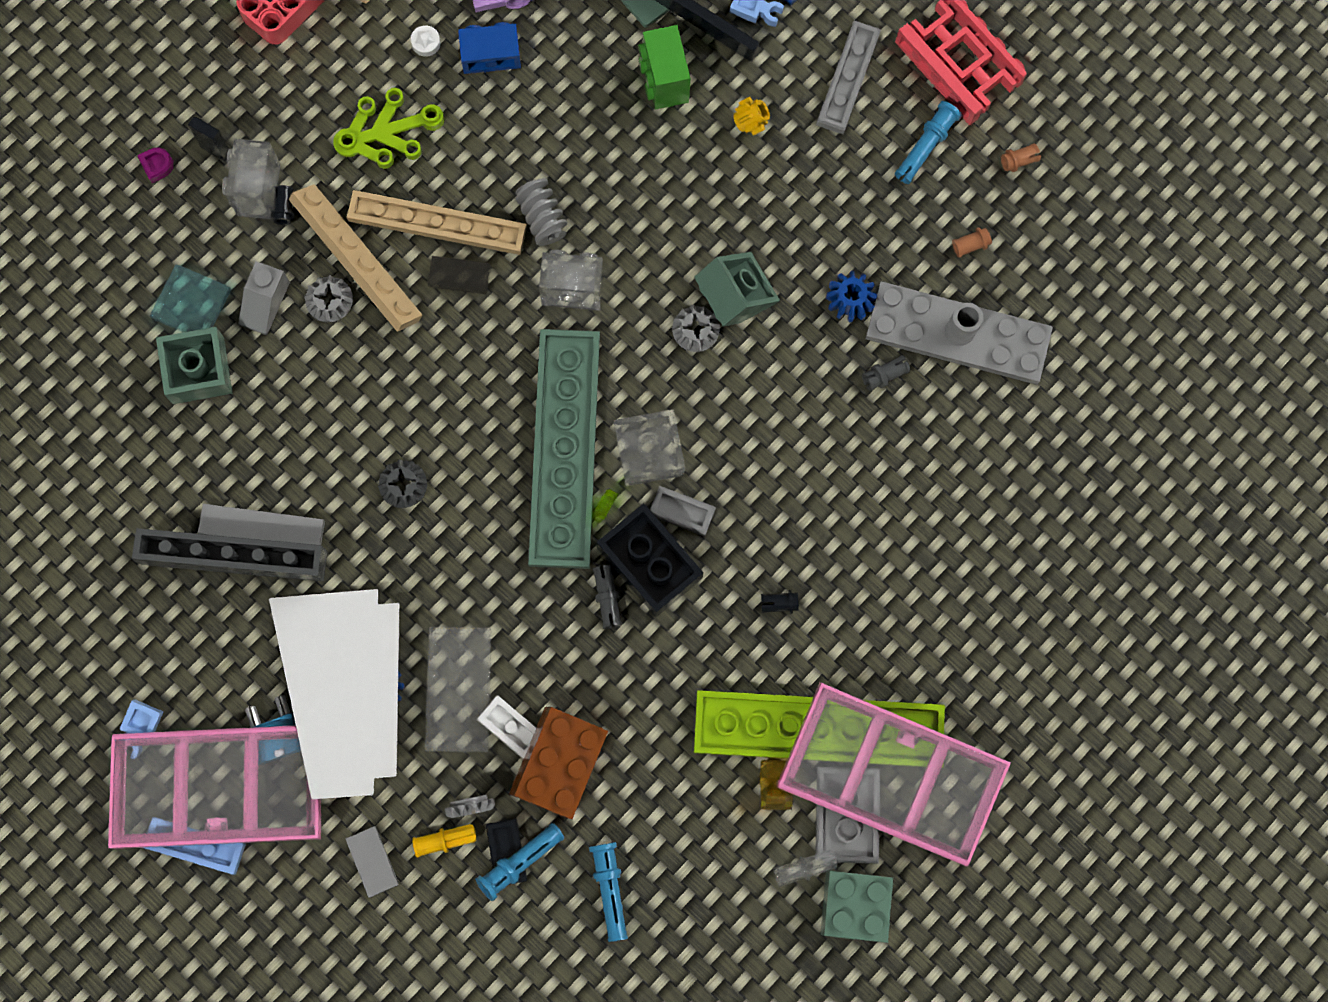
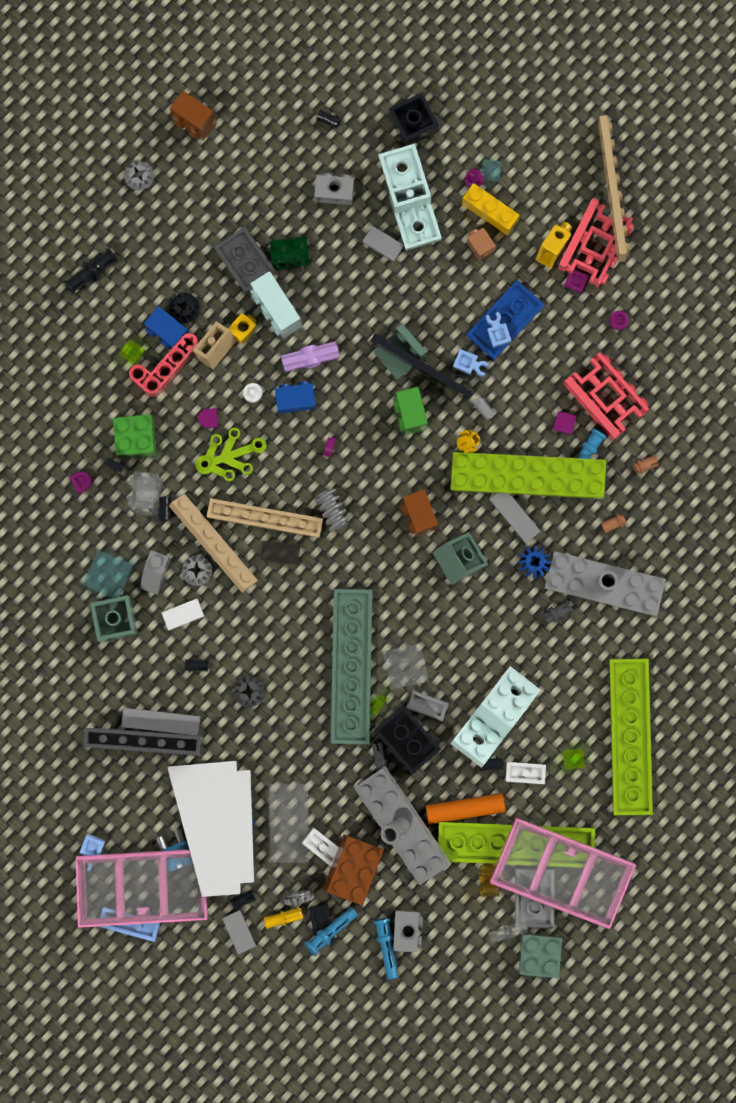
camera: 10 degrees right, 5 degrees up
(241, 97) = (134, 436): none -> bright green brick
(304, 364) = (183, 614): none -> white tile
(321, 440) = (196, 665): none -> black pin
(357, 76) = (208, 418): none -> magenta tile
(378, 810) = (242, 899): none -> black pin
(540, 119) = (329, 447): none -> magenta tile
(571, 280) = (353, 557): clear brick -> none
(637, 844) = (402, 942): none -> light grey brick
(639, 695) = (402, 826): none -> light grey plate
(675, 216) = (420, 513): none -> dark orange brick
(686, 337) = (428, 592): light grey gear -> none
(740, 671) = (465, 808): none -> orange brick
(774, 70) = (483, 408): none -> light grey pin
(788, 527) = (495, 716): none -> light aqua bracket
(821, 228) = (515, 516): none -> light grey tile
(835, 617) = (525, 773): none -> white plate
(843, 167) = (528, 475): none -> lime plate
(848, 77) = (532, 410): light grey tile -> none
(897, 96) = (564, 423): none -> magenta tile
(910, 597) = (573, 759): none -> clear neon green plate
(1000, 565) = (630, 737): none -> lime plate

